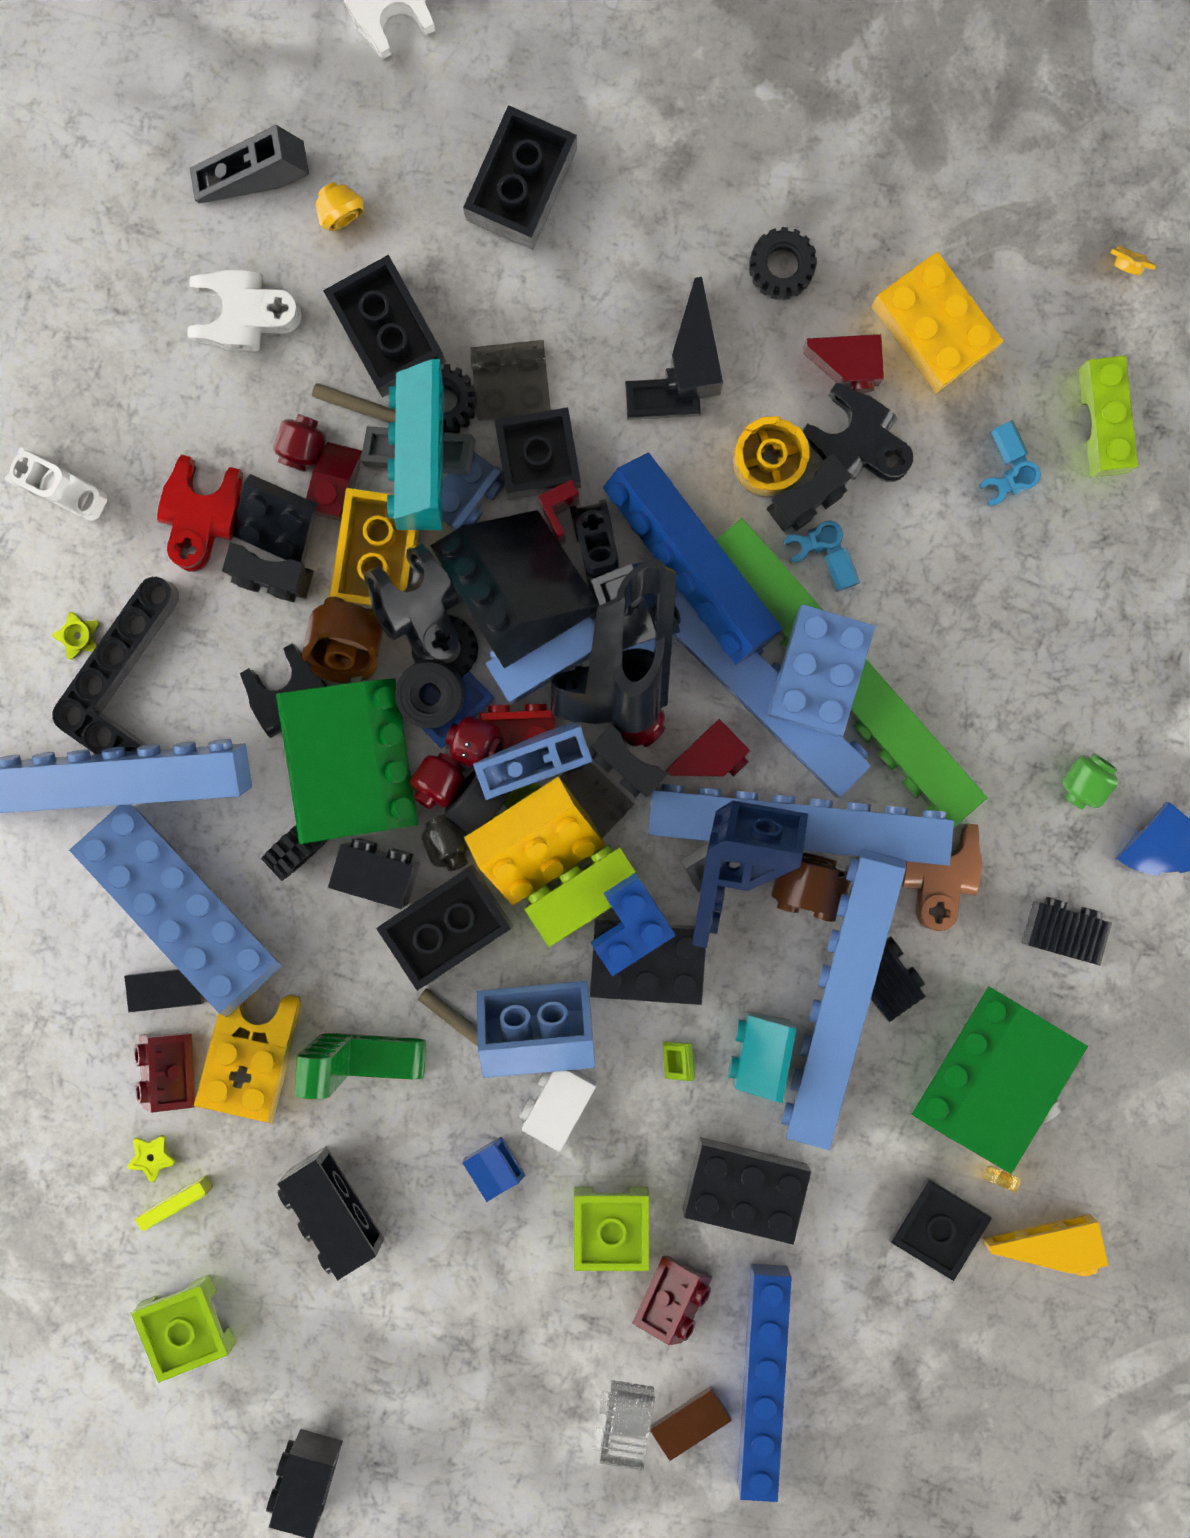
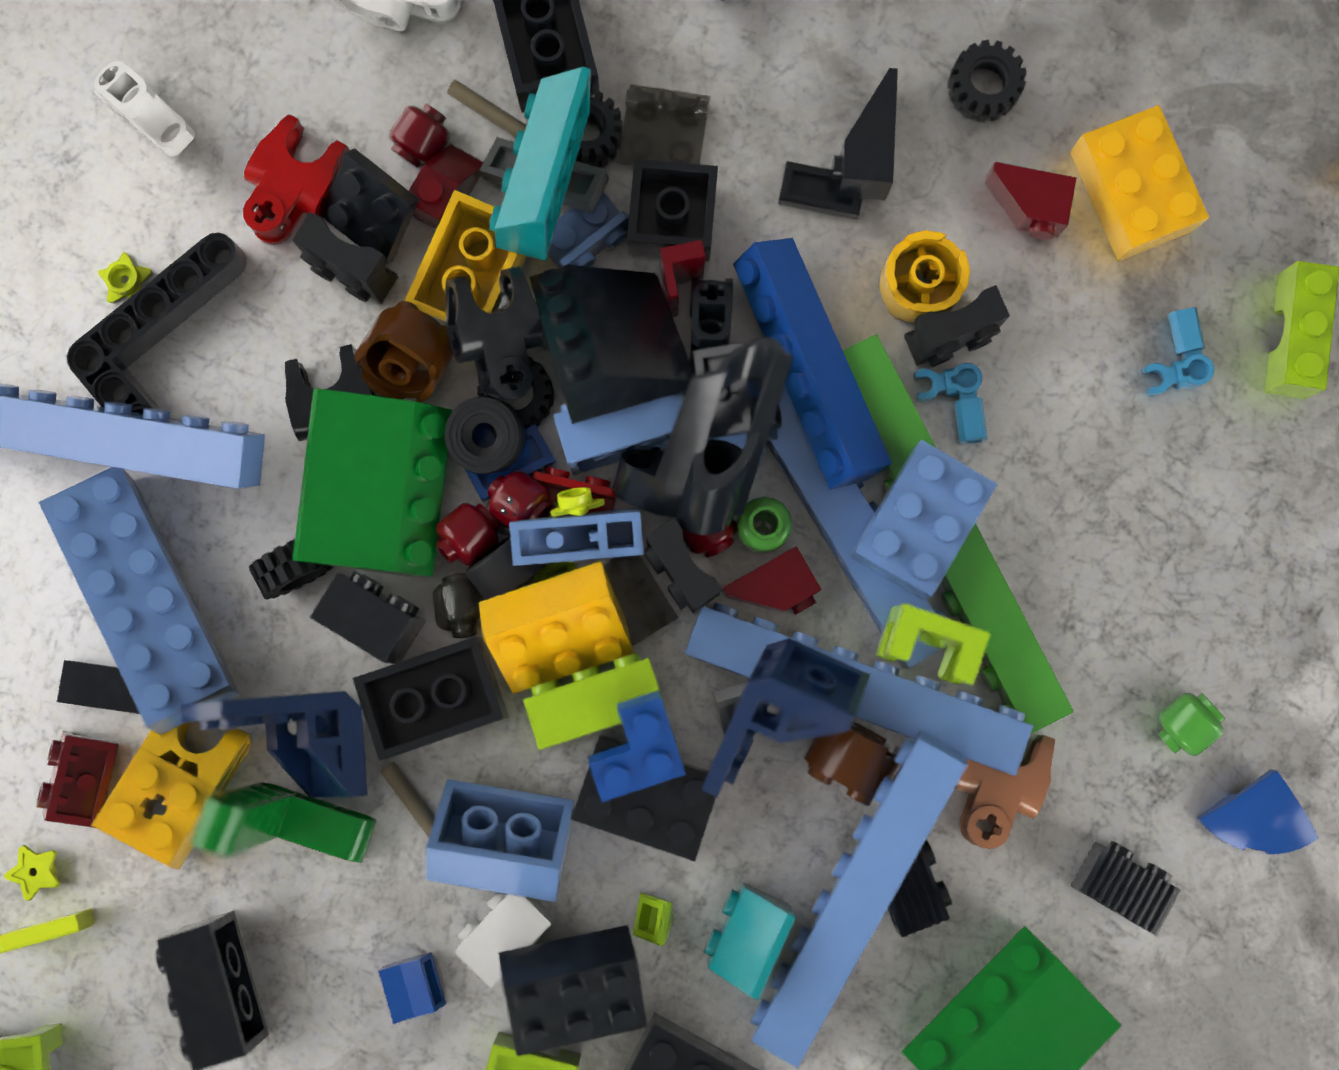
camera: 15 degrees right, 5 degrees down
(368, 991) = (322, 755): none -> dark blue bracket
(522, 731) = (575, 502): none -> neon yellow plate
(628, 1135) = (572, 990): none -> black brick
(697, 697) = (769, 511): none -> bright green head
(866, 438) = (1033, 287): black piece -> none
(880, 772) = (963, 642): none -> lime panel

